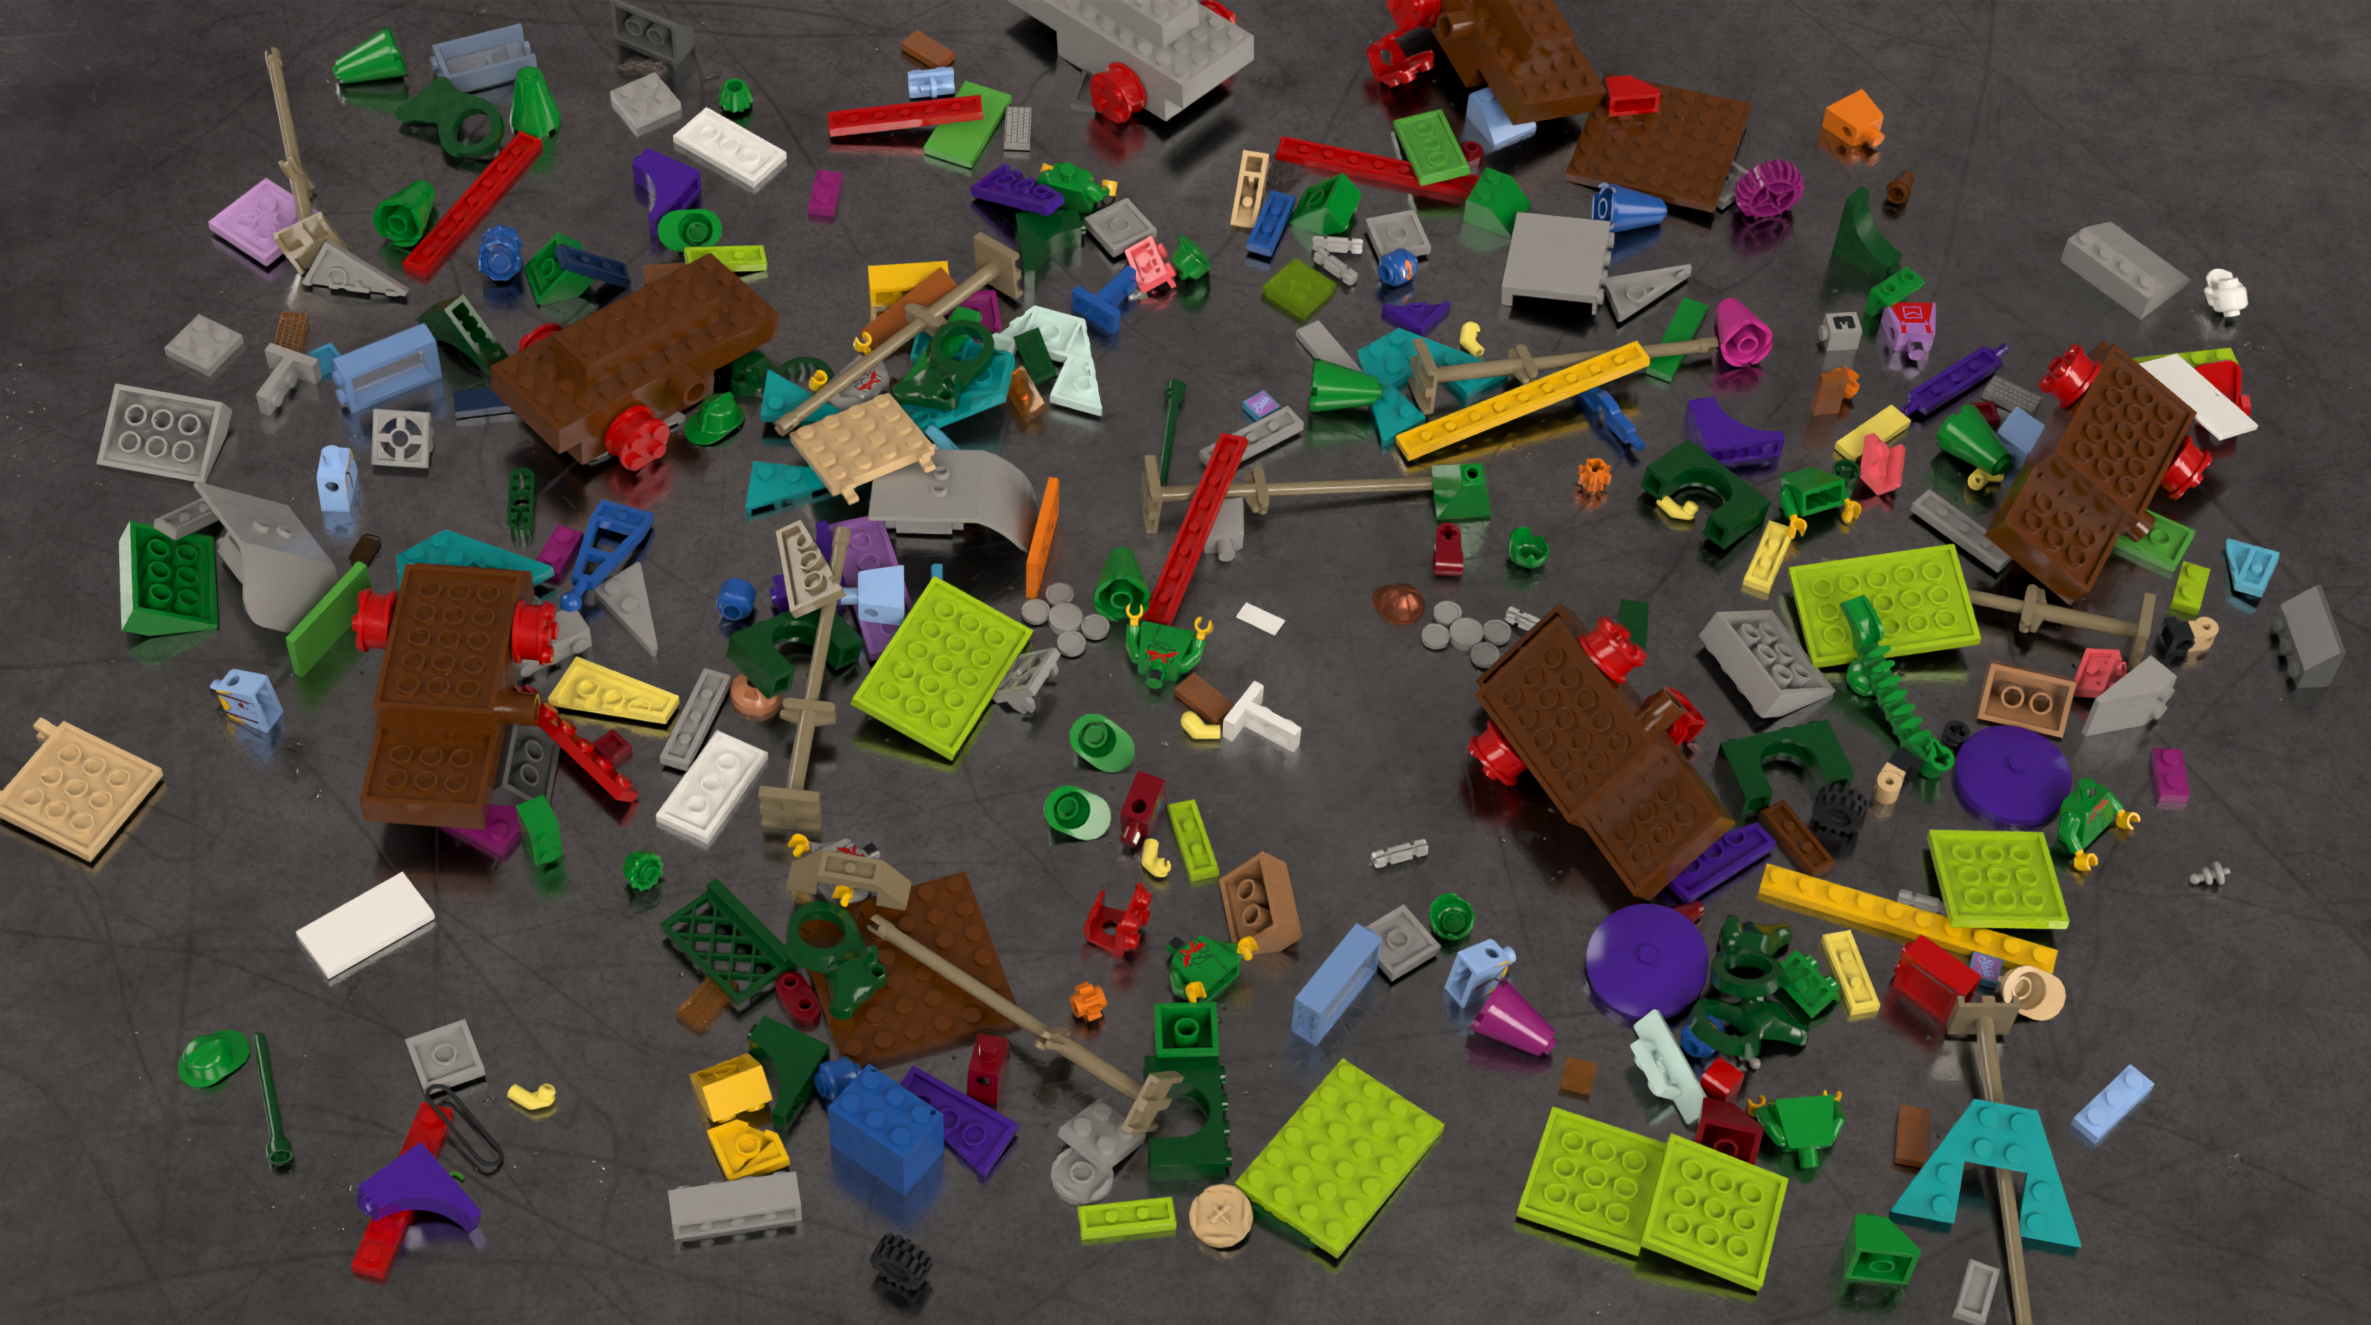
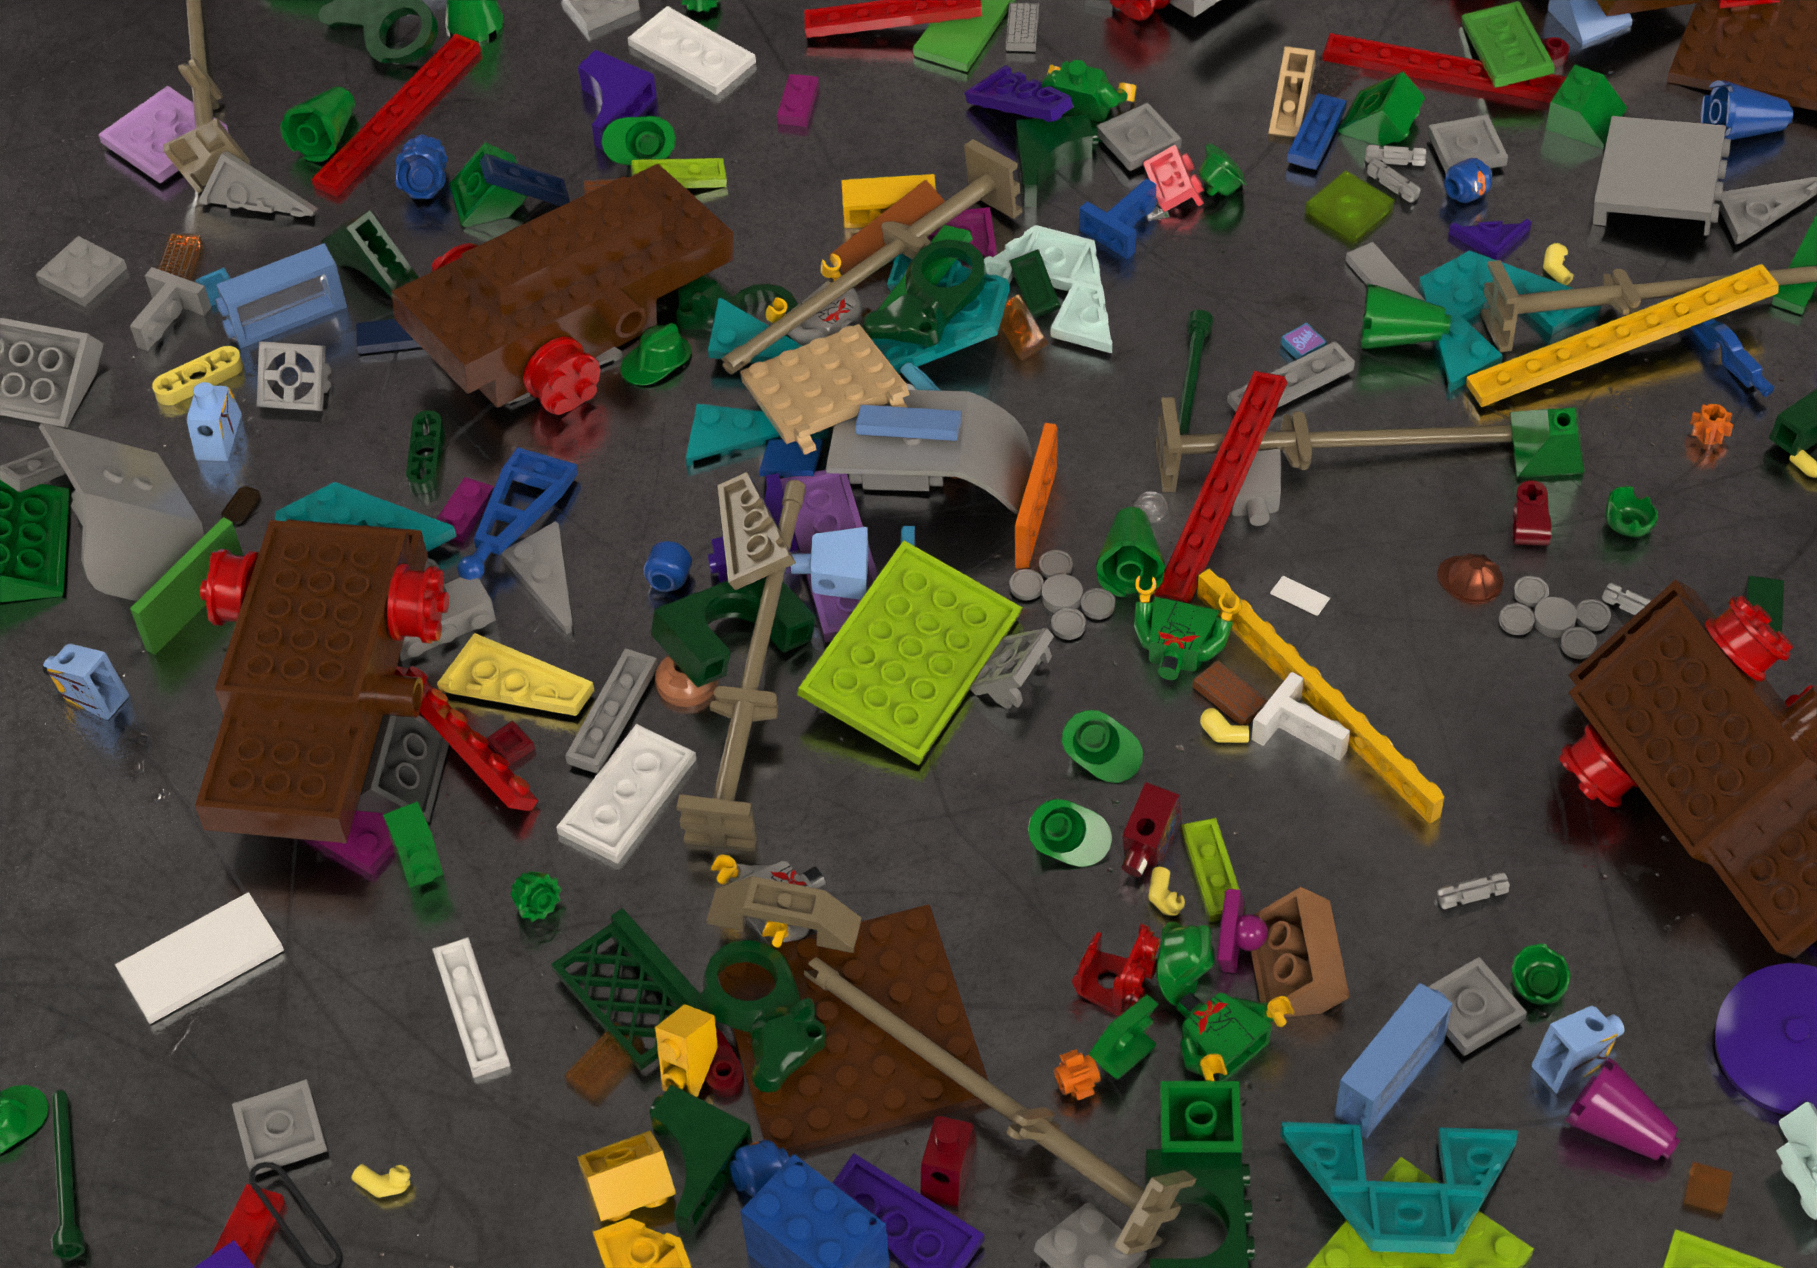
camera: 10 degrees right, 0 degrees up
(322, 427) = (221, 373): none -> light yellow beam
(594, 960) = (471, 1007): none -> white tile
(775, 987) = (686, 1048): none -> yellow slope
(833, 508) = (789, 459): none -> blue piece
(936, 477) = (908, 422): none -> medium blue tile
(1125, 972) = (1125, 1039): none -> green bracket
(1139, 545) = (1153, 505): none -> clear plate
(1170, 910) = (1183, 959): none -> green piece
(1213, 888) = (1238, 931): none -> magenta tile
(1279, 702) = (1329, 702): none -> yellow plate
(1344, 1099) = (1403, 1213): none -> teal wing

